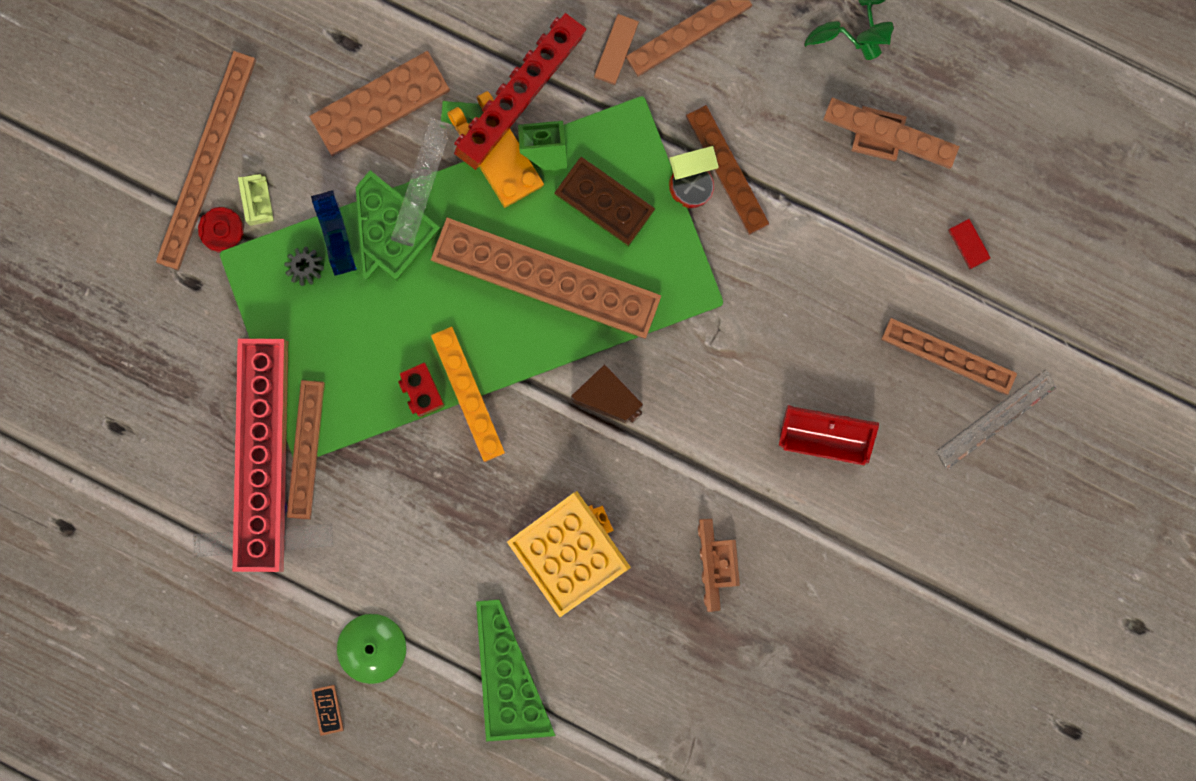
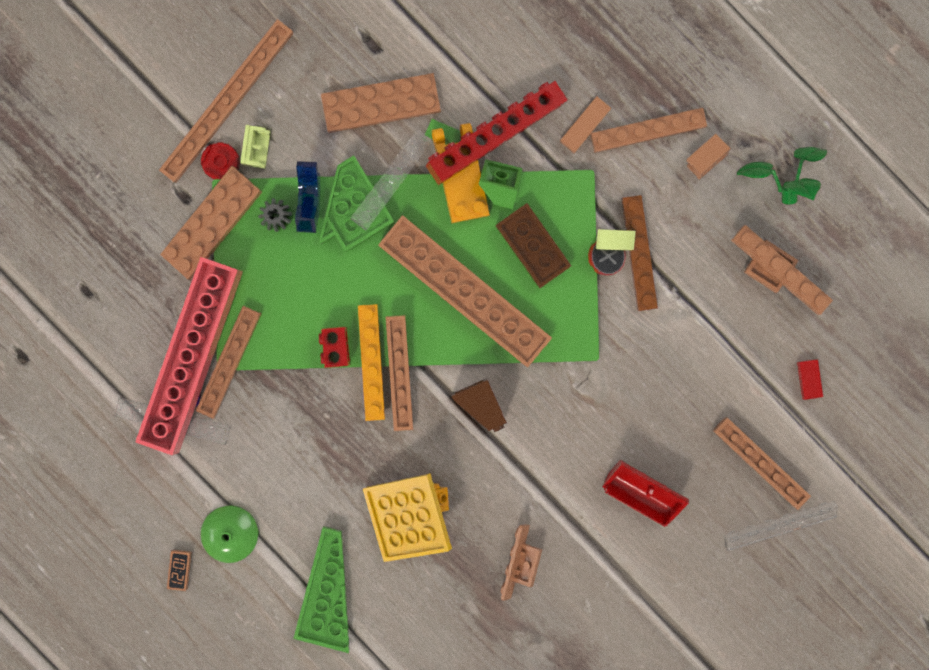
camera: 25 degrees right, 5 degrees up
(234, 300) = (211, 222): none -> nougat plate
(504, 394) = (399, 372): none -> nougat plate
(764, 37) = (708, 156): none -> nougat hinge

